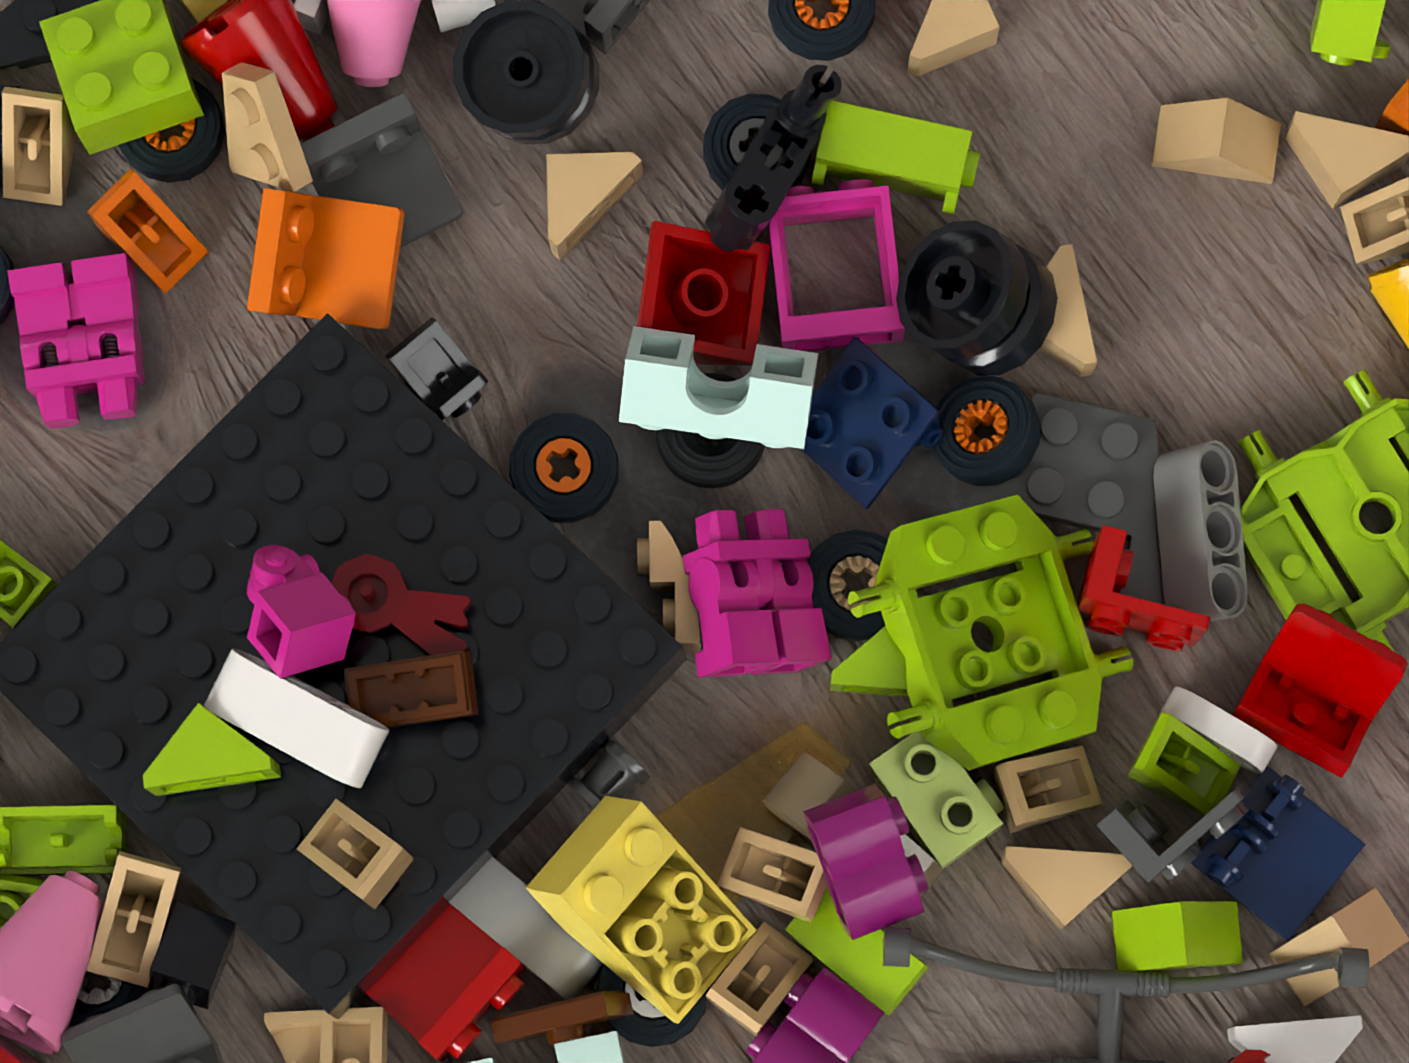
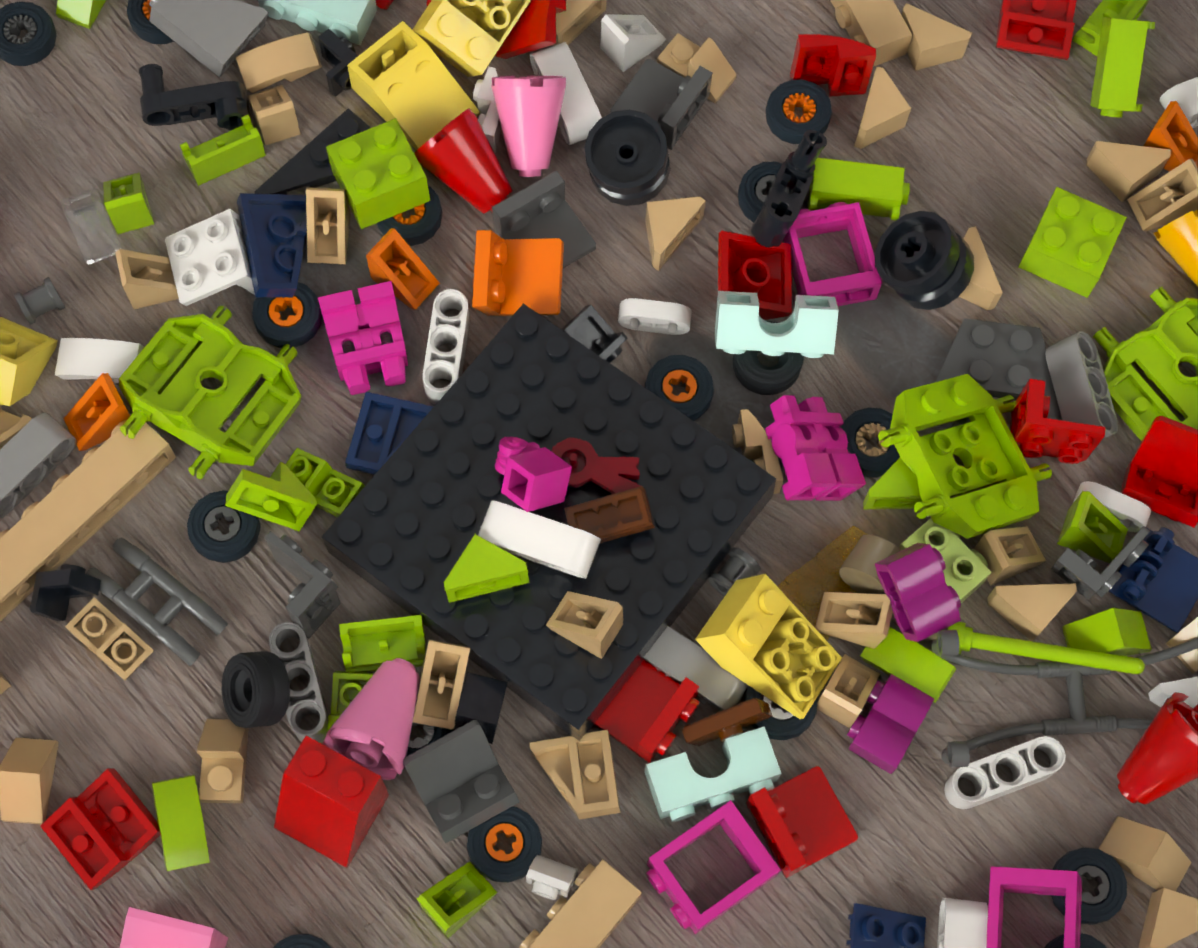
camera: 15 degrees left, 10 degrees down
(91, 495) = (381, 429): none -> dark blue wing
(200, 338) = (444, 331): none -> white beam
(260, 129) = (470, 197): tan wing -> none
(539, 344) = (654, 316): none -> white beam
(867, 423) = (867, 342): dark blue hinge -> none
(949, 919) = (970, 639): none -> lime piece
(986, 402) = (932, 327): black bush -> none
(1217, 140) = (1047, 166): tan slope -> none
(1229, 279) = (1072, 242): none -> lime brick

